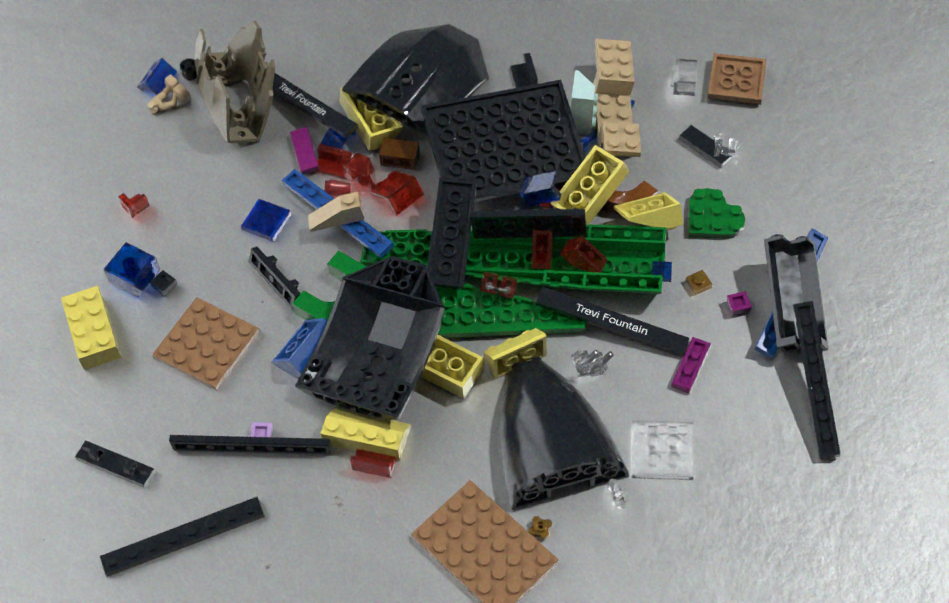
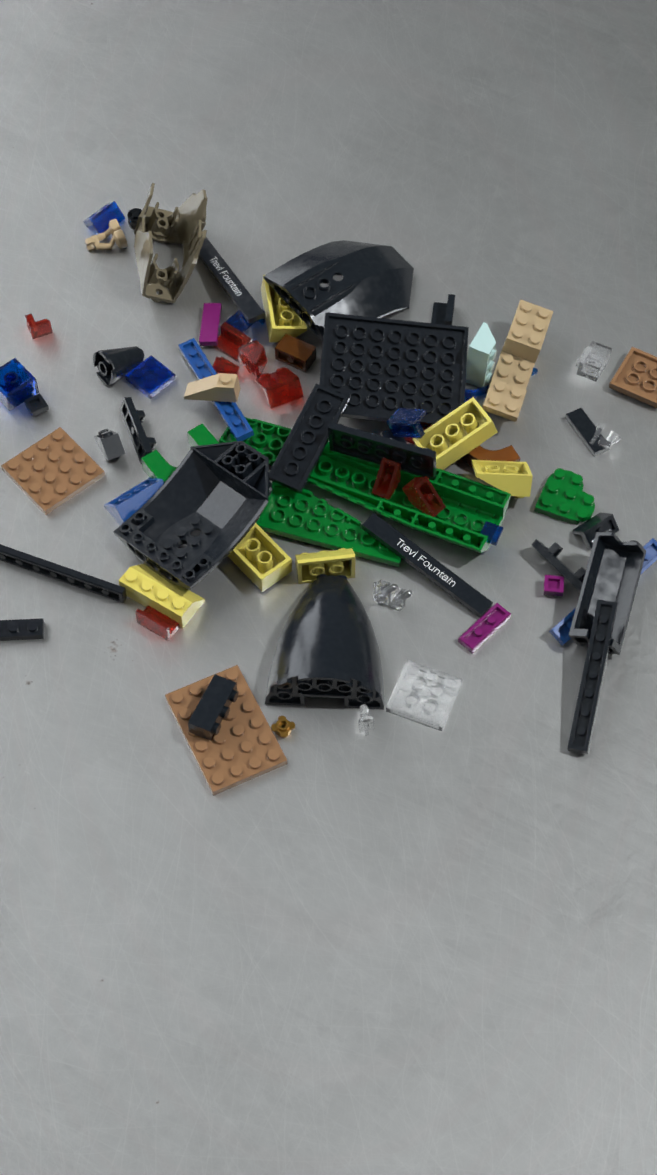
camera: 15 degrees right, 0 degrees up
(228, 216) = (116, 362): none -> black cone
(253, 299) = (109, 444): none -> black slope
(261, 429) = (70, 561): lavender plate -> none
(467, 531) = (213, 707): none -> black brick
(504, 290) = (337, 504): clear red piece -> none
(698, 282) = (524, 555): pearl gold plate -> none
(724, 274) = (551, 555): none -> black hinge
(753, 235) = (599, 523): none -> black panel

